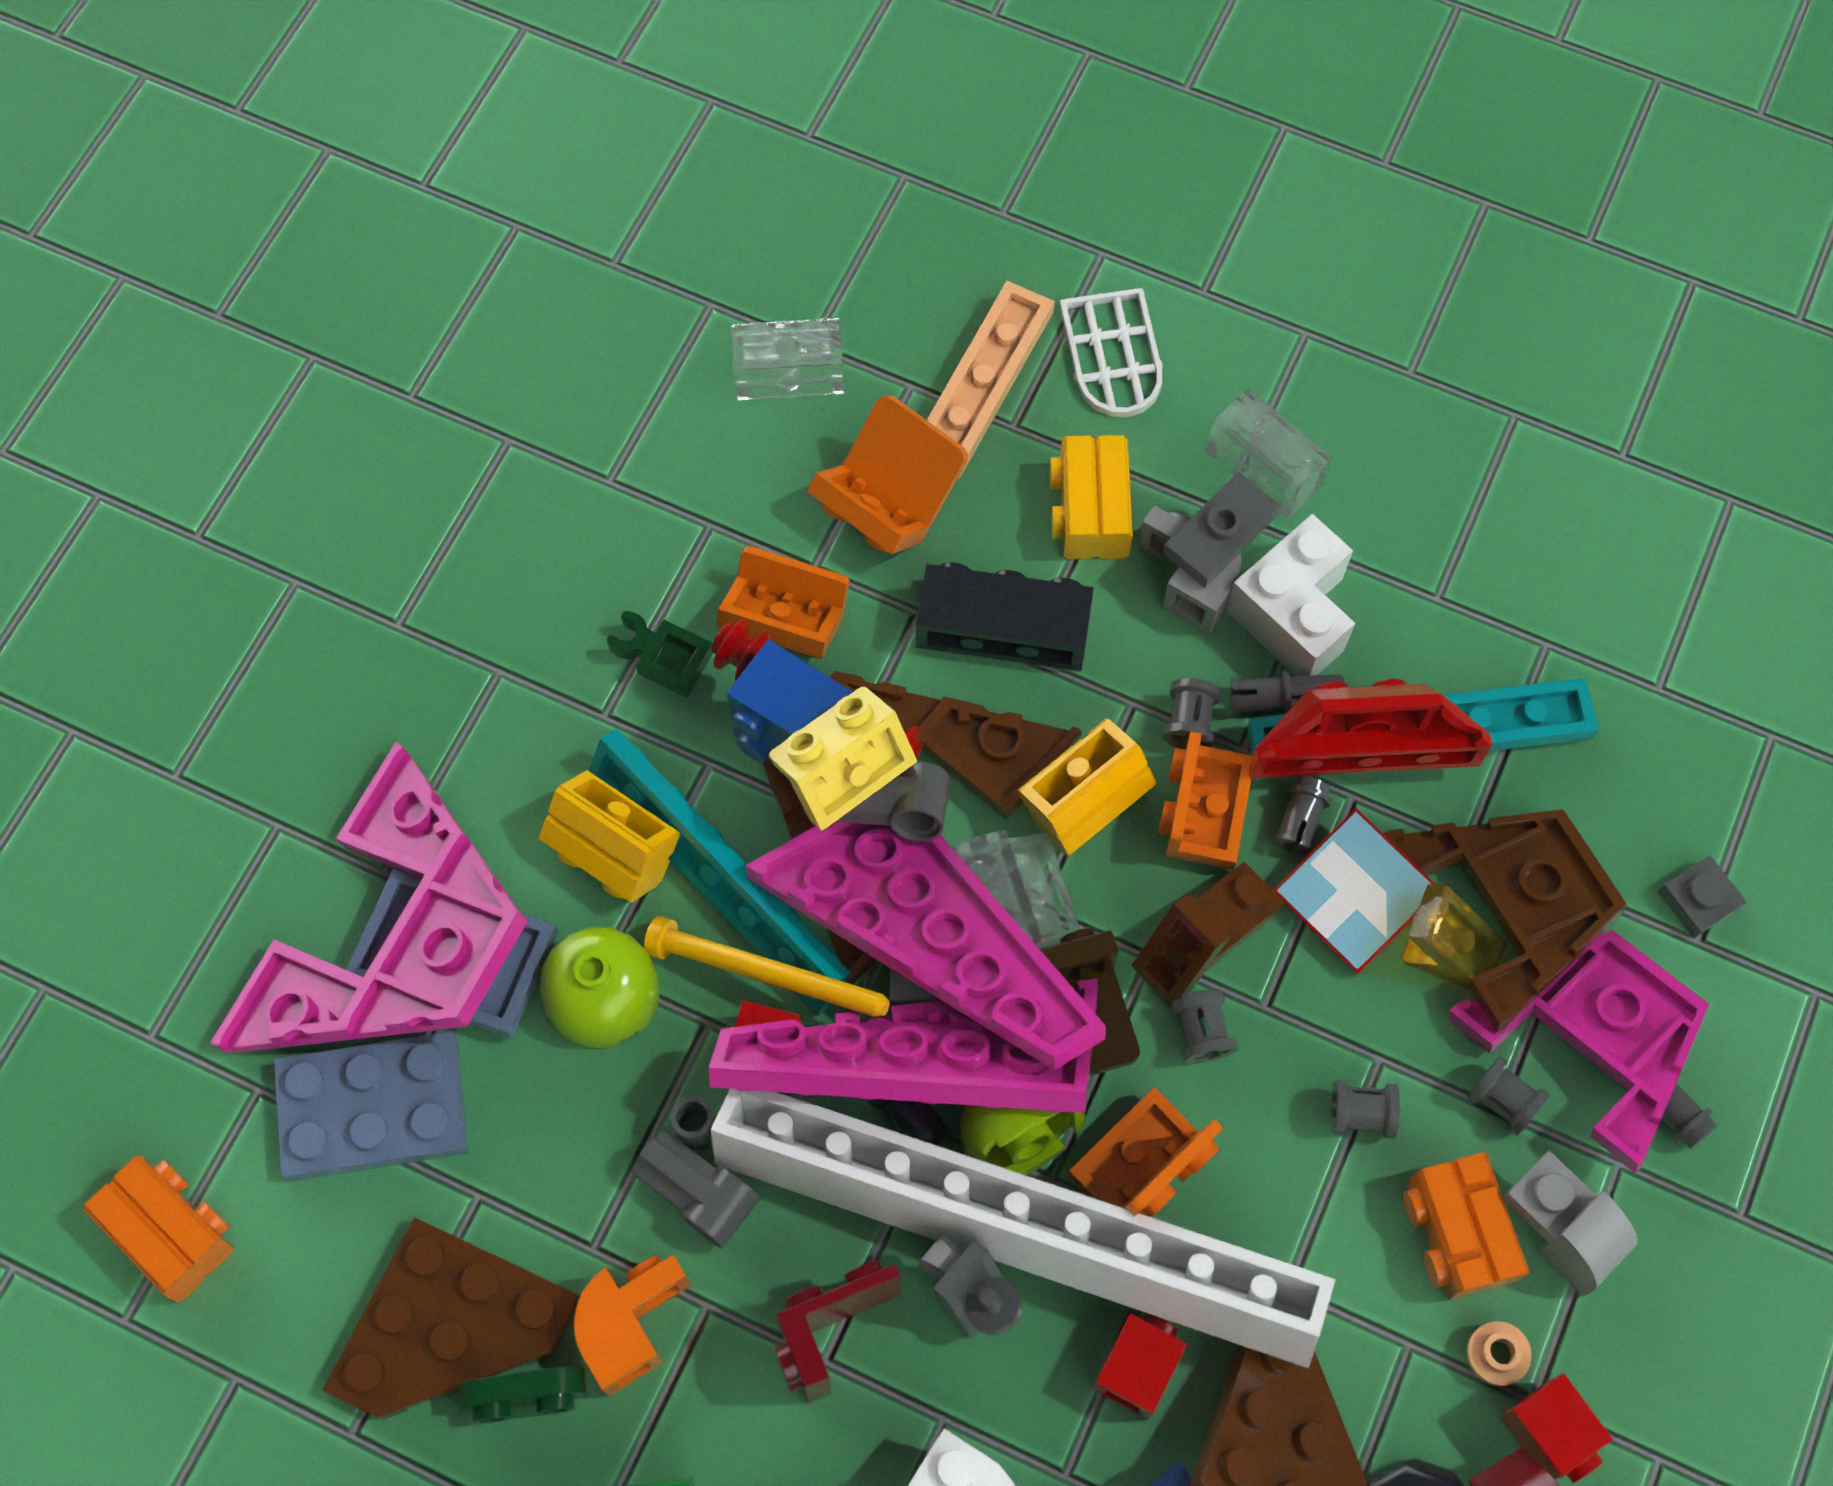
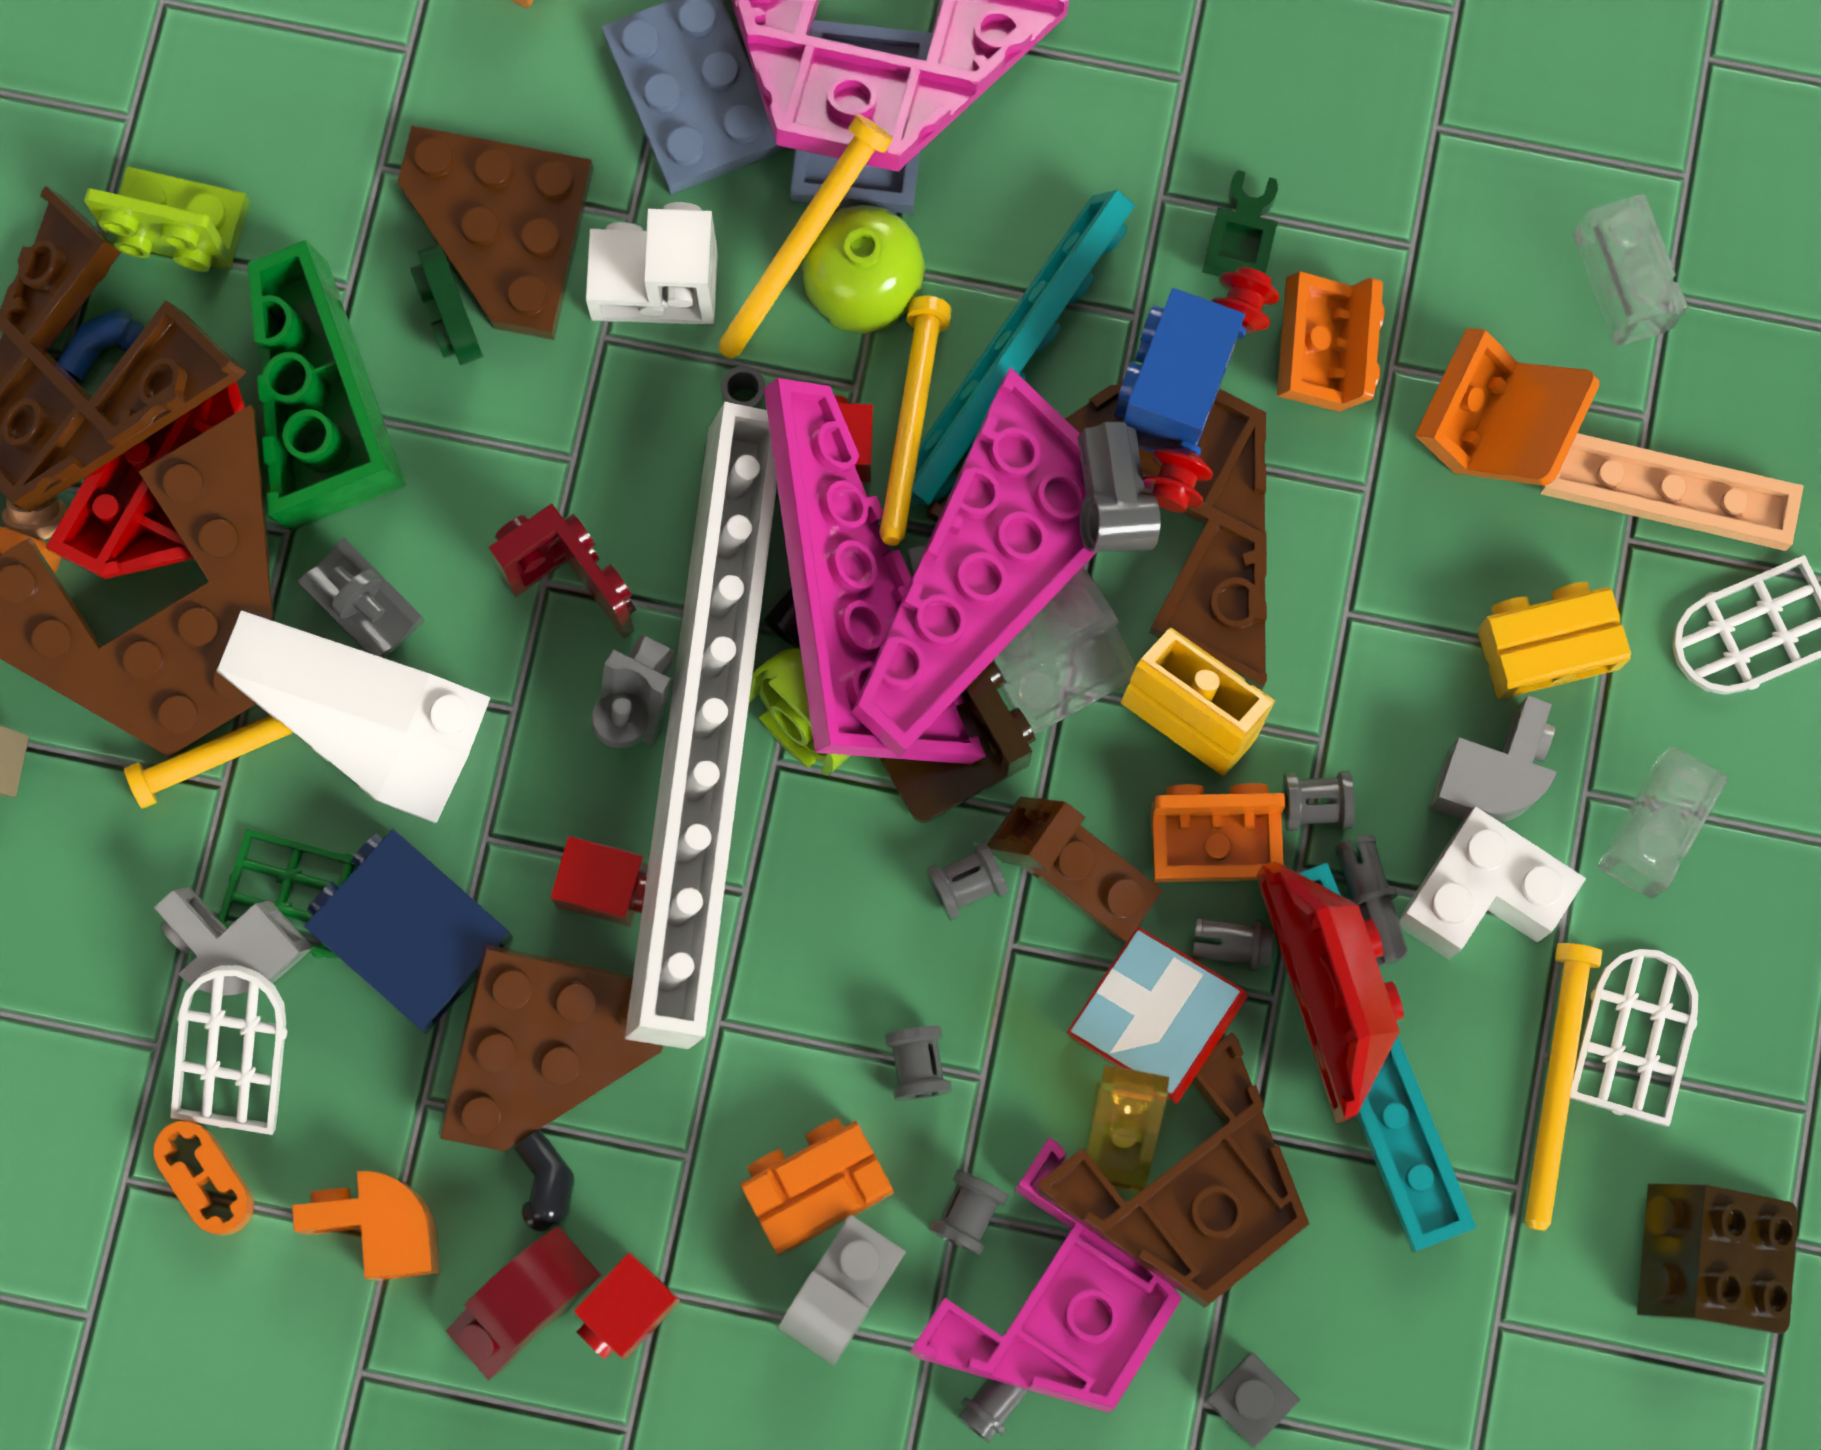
camera: 75 degrees right, 10 degrees up
(496, 934) = (866, 139): none -> yellow bar
(553, 1174) = (655, 272): none -> white brick
(608, 836) = (1018, 230): yellow brick -> none
(609, 1323) = (526, 368): orange brick -> none
(708, 1197) = (672, 429): dark grey piece -> none
(844, 756) = (1131, 421): light yellow bracket -> none
(1004, 616) = (1381, 575): black brick -> none
(1143, 1155) = (810, 838): orange bracket -> none
(1222, 529) = (1537, 781): dark grey plate -> none
(1447, 542) = (1616, 1051): none -> white window
(1467, 589) = (1559, 1079): none -> yellow bar
(1485, 1366) = (713, 1256): light nougat plate -> none
(1633, 509) = (1717, 1257): none -> dark brown bracket

